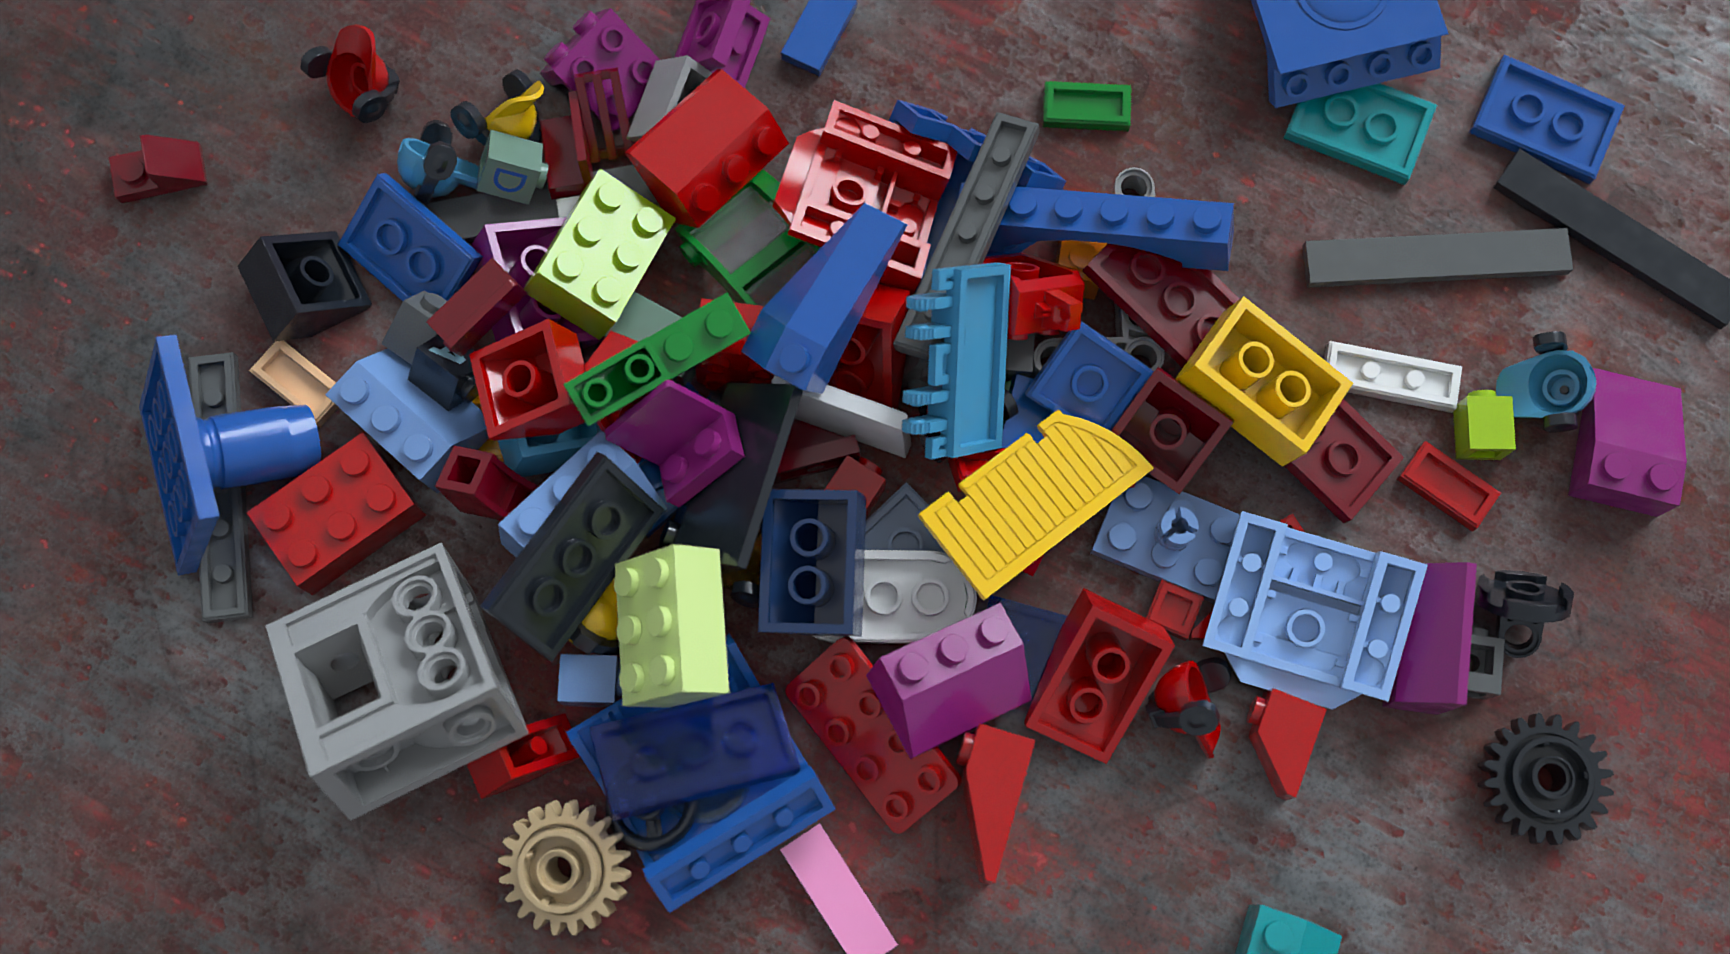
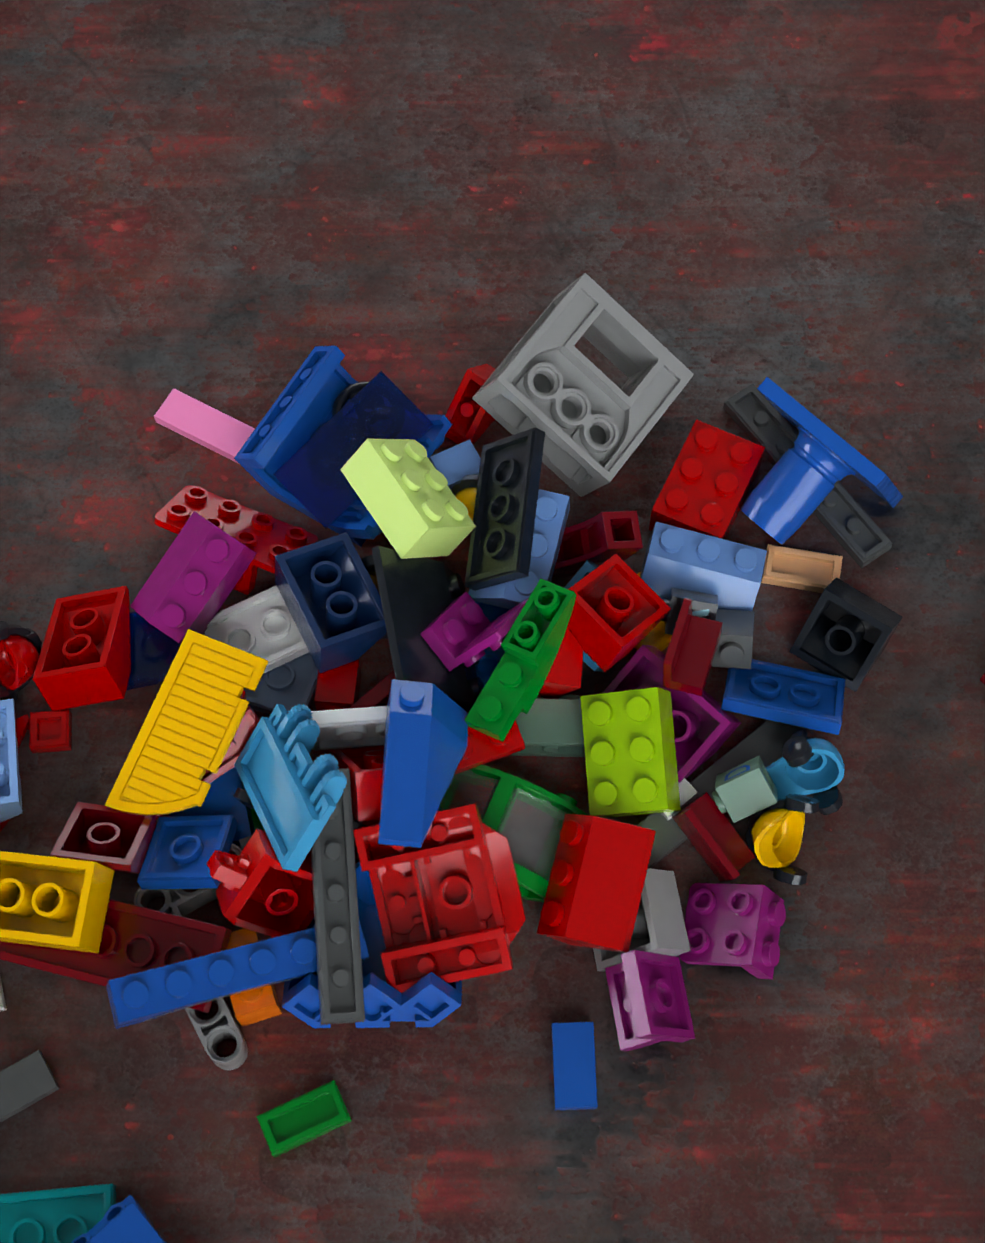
camera: 155 degrees right, 10 degrees down
(354, 73) = (917, 811): red cap -> none
(537, 873) = (406, 350): tan gear -> none
(611, 151) = (687, 865): dark red tile -> none
(991, 786) = (130, 534): red slope -> none
(1168, 536) = (62, 776): medium blue plate -> none

